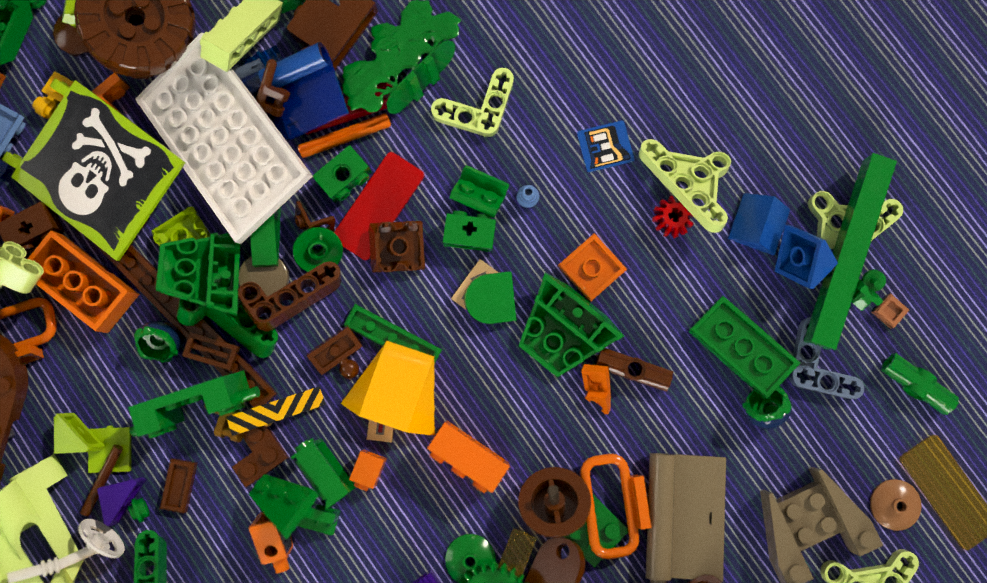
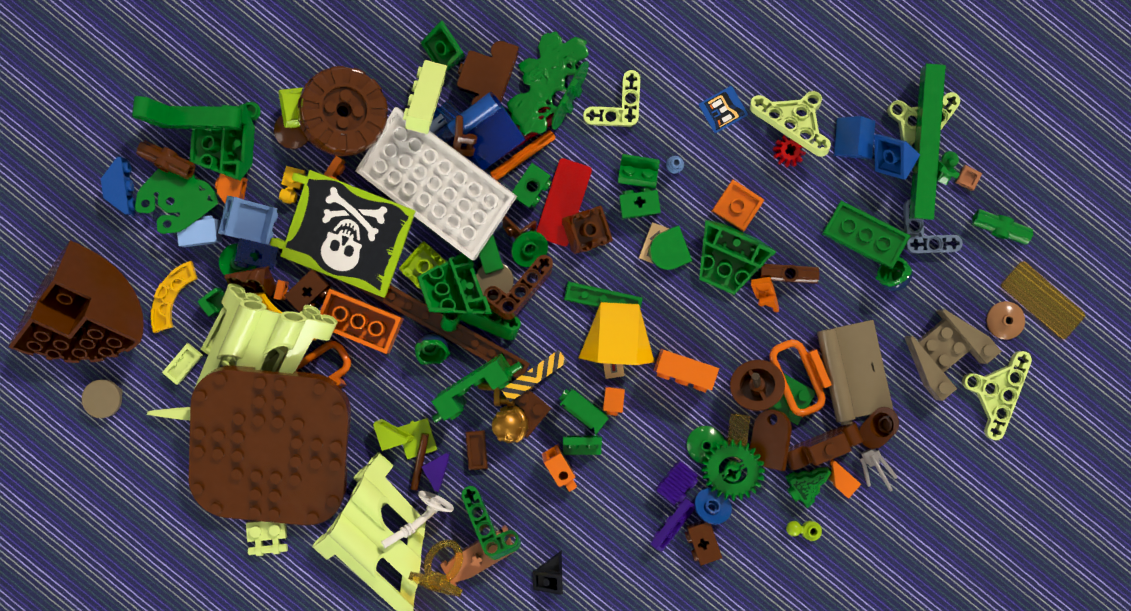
camera: 15 degrees left, 5 degrees up
(139, 509) = (454, 474): green plate -> none
(225, 465) = (510, 424): none -> pearl gold helmet
(231, 357) = (490, 345): reddish brown tile -> none
(282, 502) = (561, 438): green wing -> none
(335, 351) = (564, 320): reddish brown plate -> none

